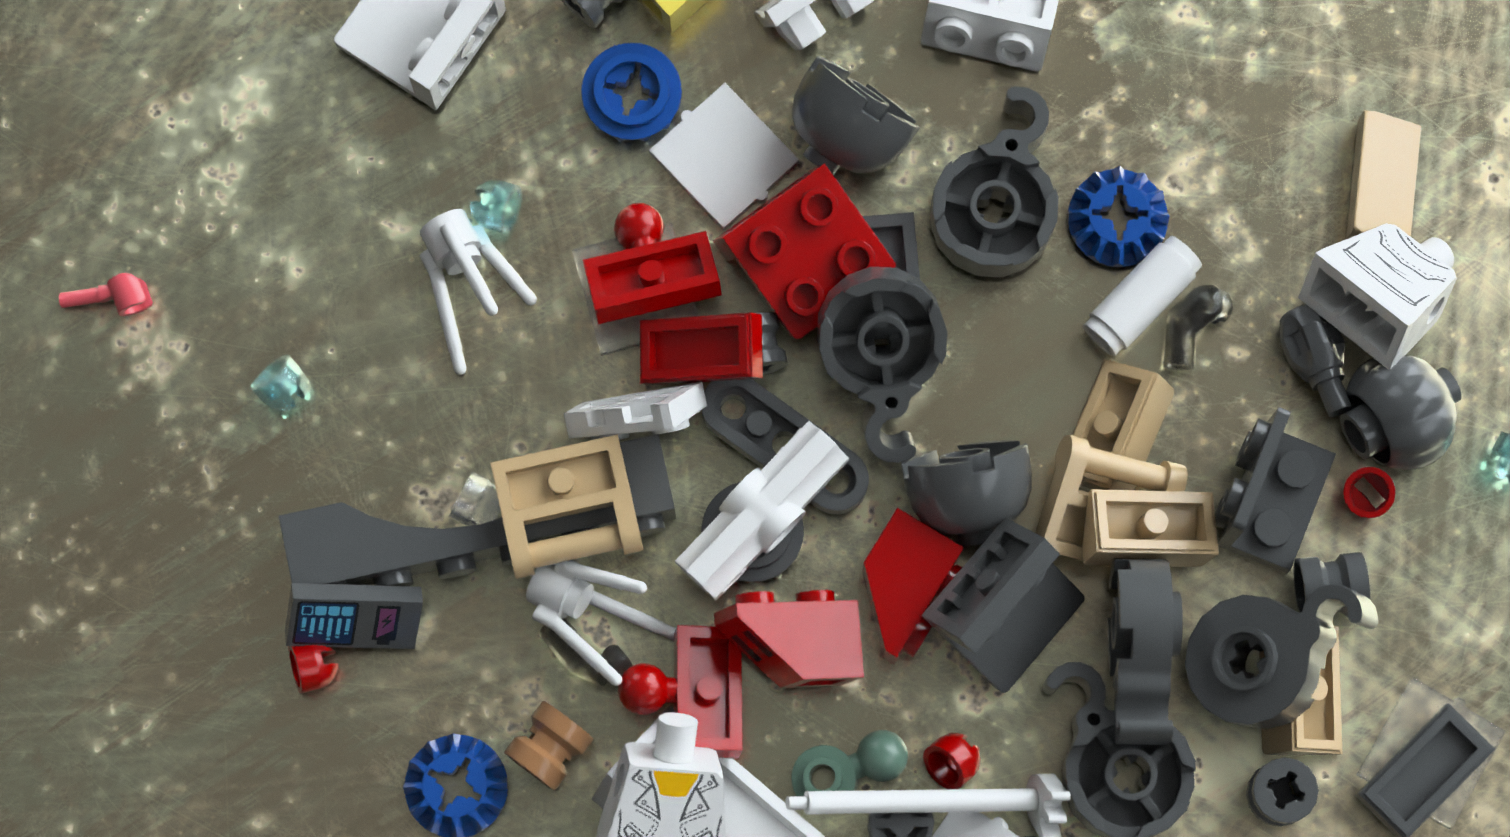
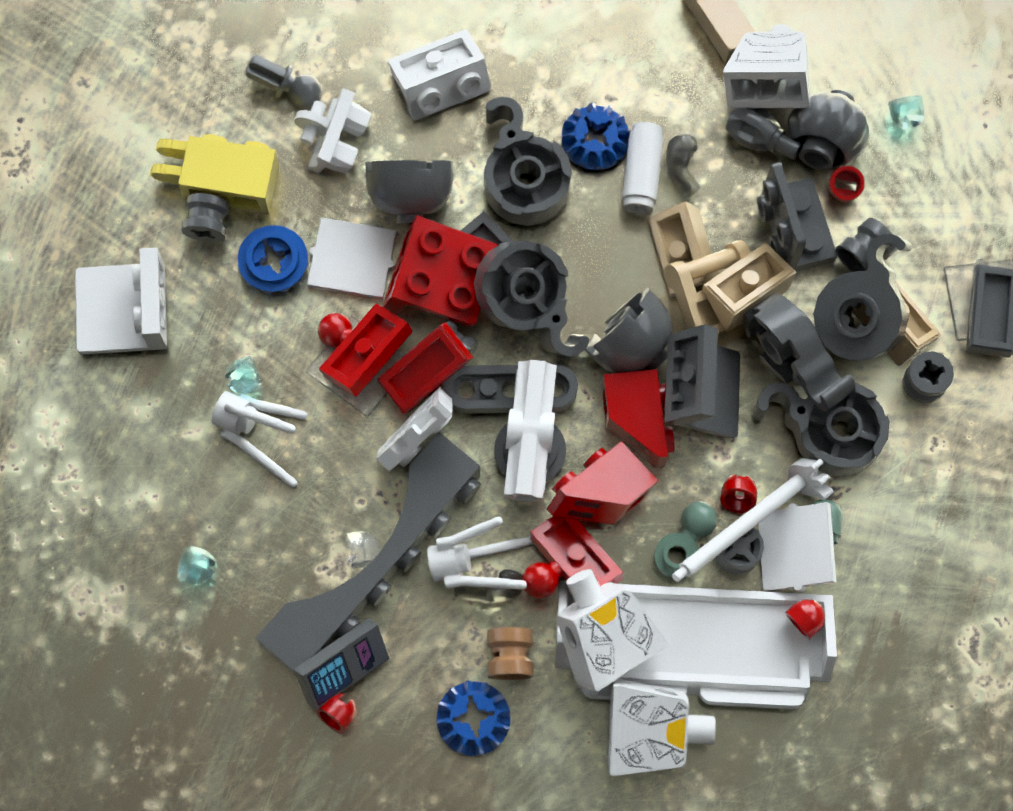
camera: 40 degrees left, 5 degrees down
(126, 290) = (60, 579): coral hand -> none
(560, 485) = (409, 496): tan plate -> none

